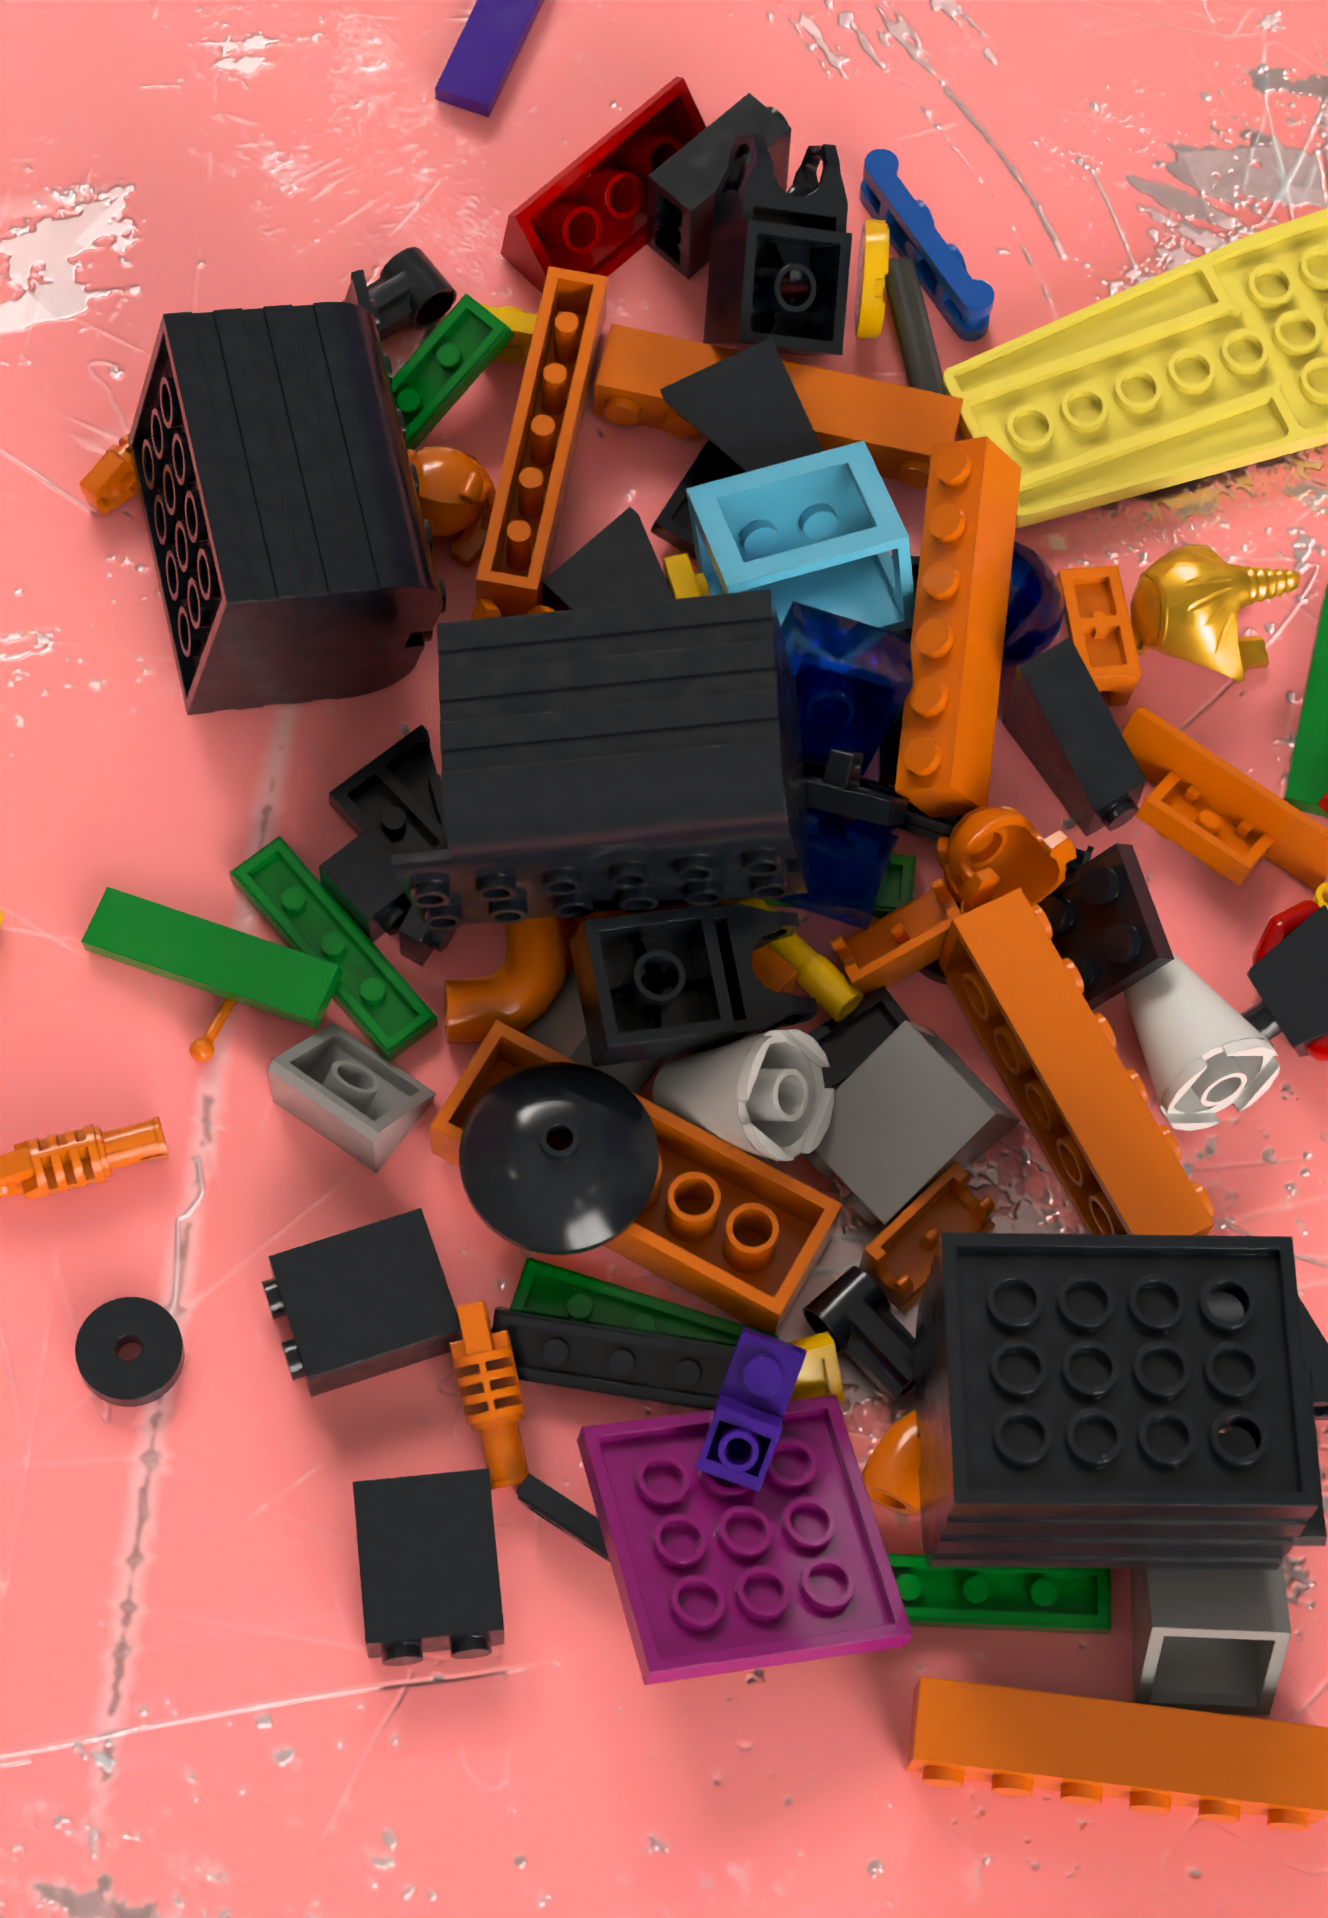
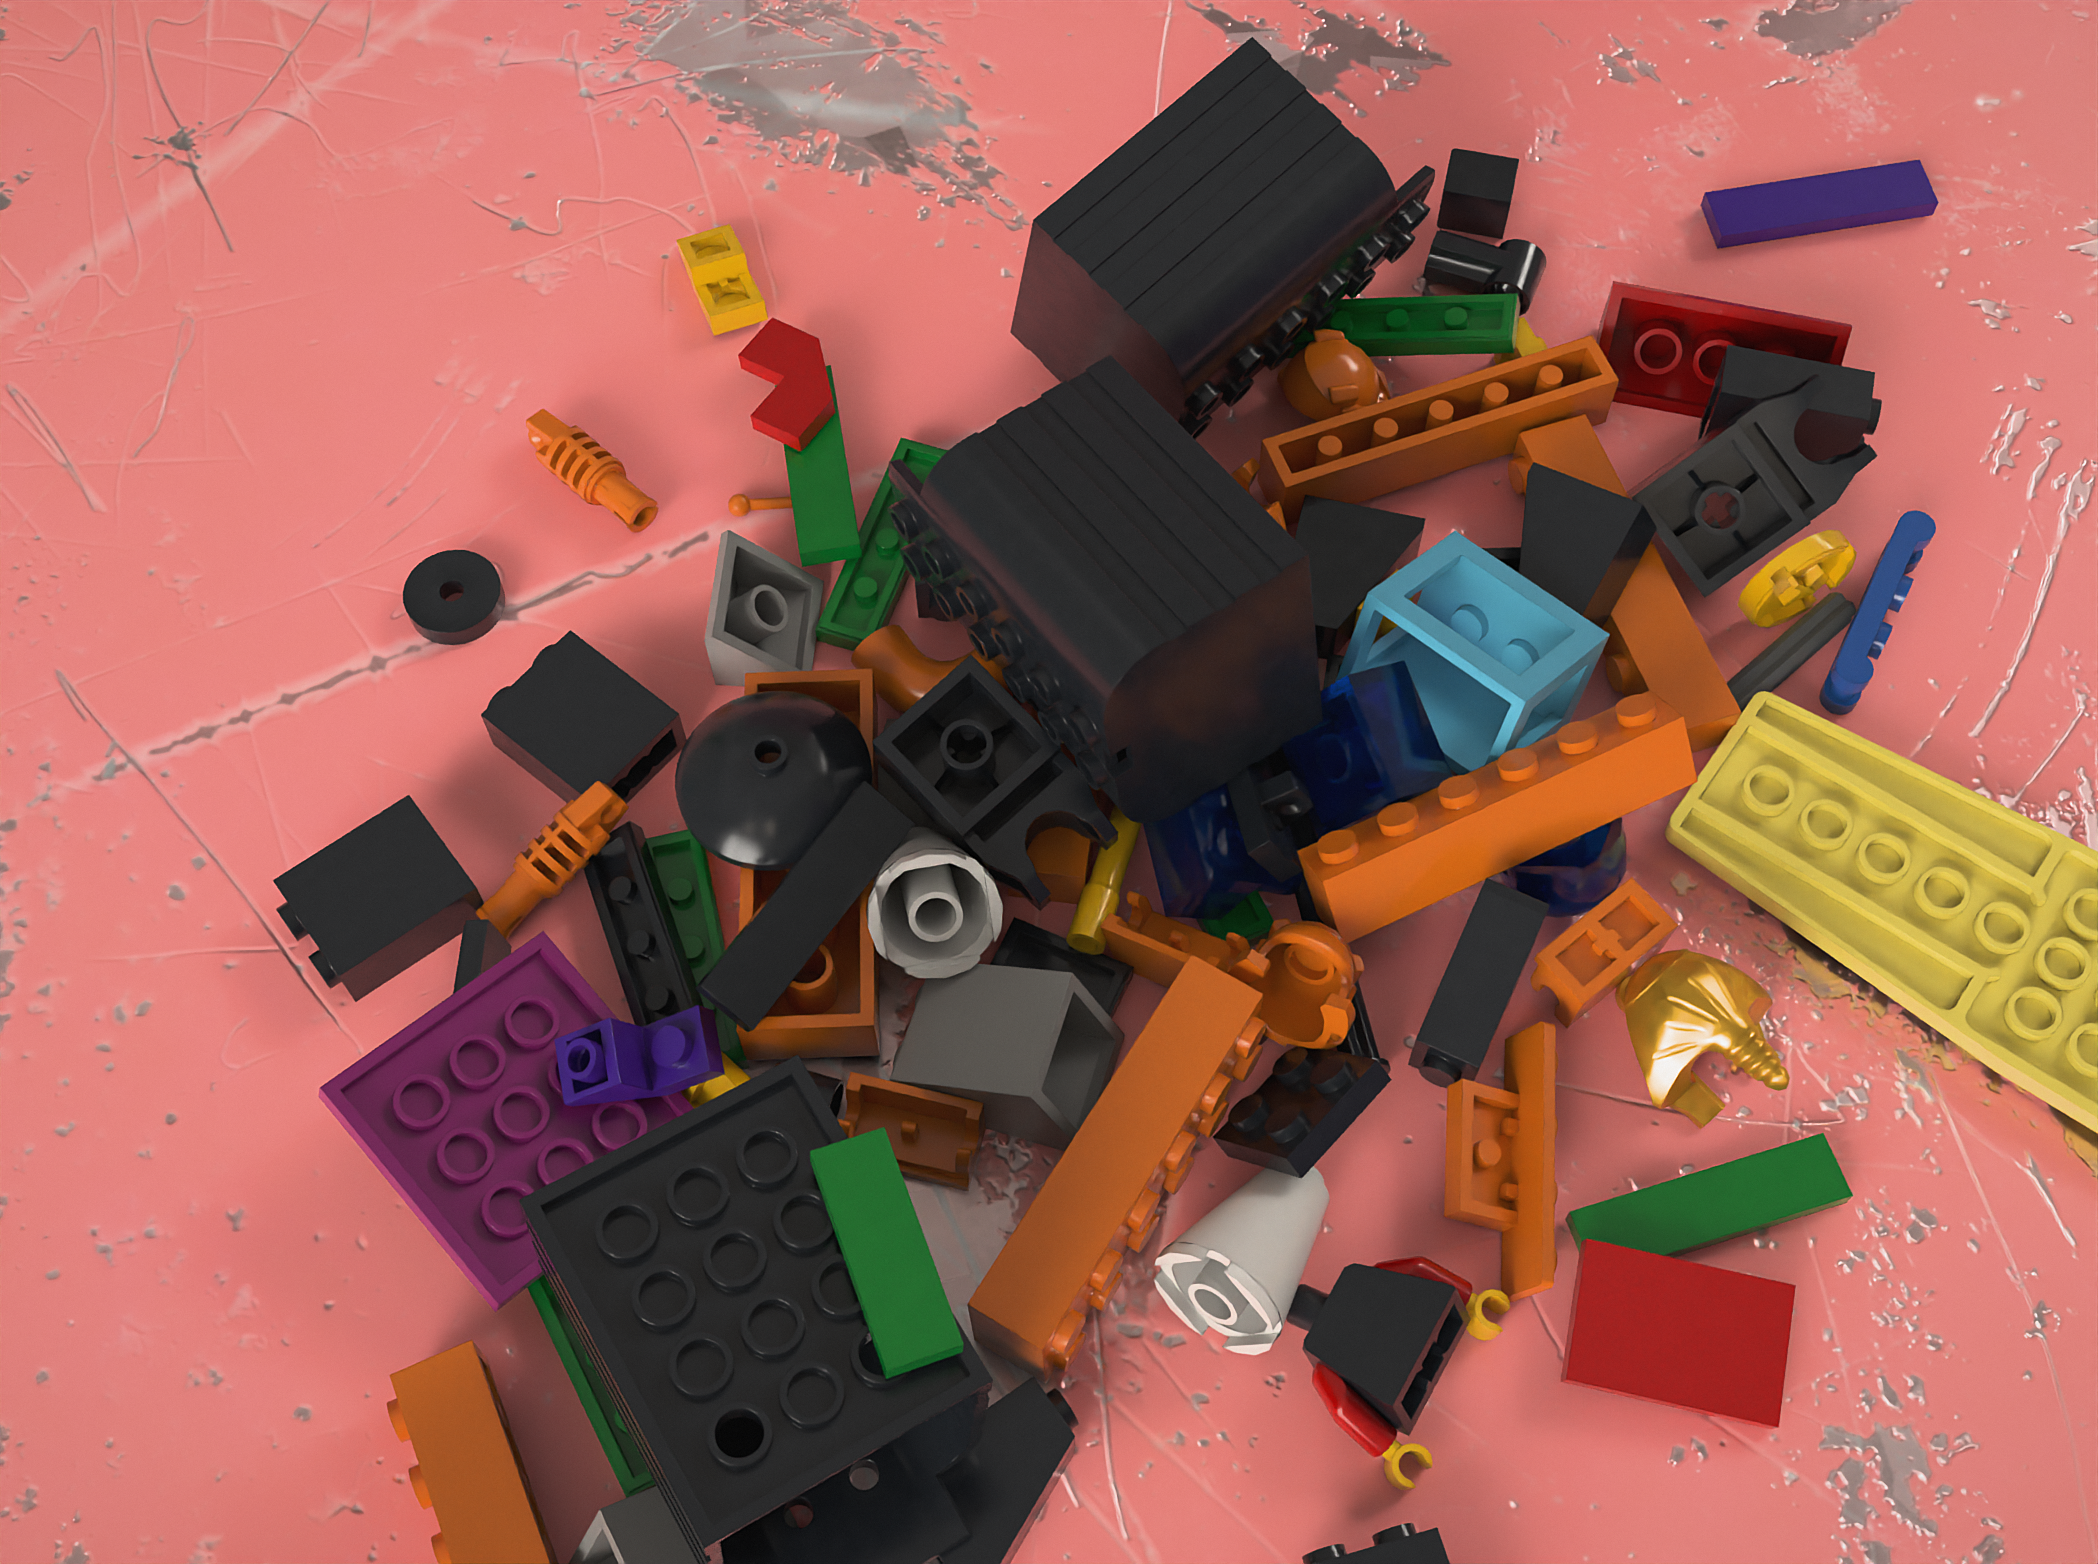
camera: 65 degrees right, 5 degrees down
(94, 912) = (803, 393): none -> red tile
(314, 252) = (1477, 193): none -> black panel
(710, 1193) = (805, 907): none -> black tile
(1154, 1252) = (886, 1253): none -> green tile

